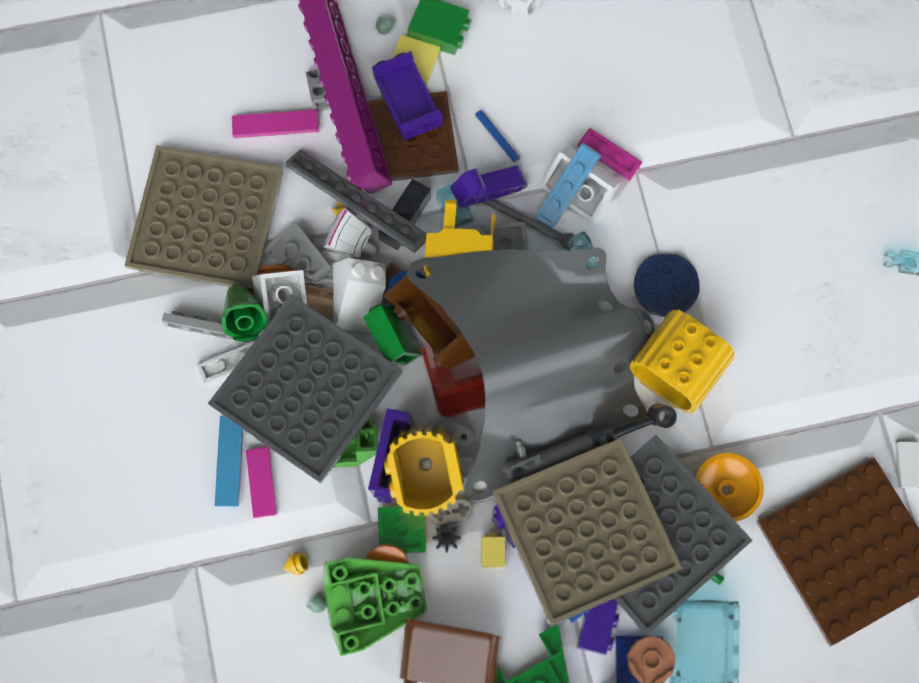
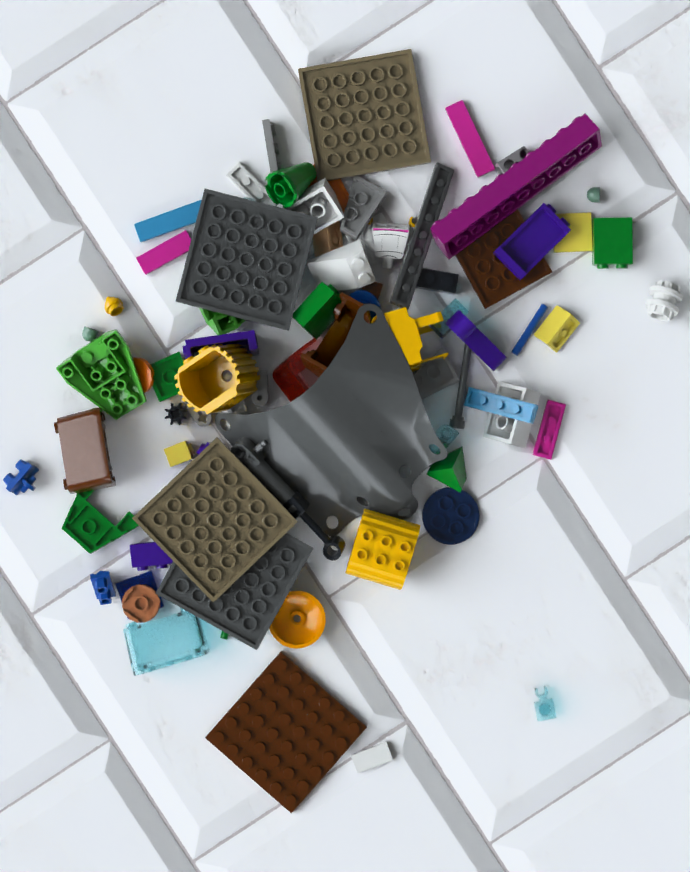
camera: 70 degrees right, 15 degrees up
(506, 108) = (557, 328): none -> light yellow panel
(620, 267) = (450, 470): none -> green slope

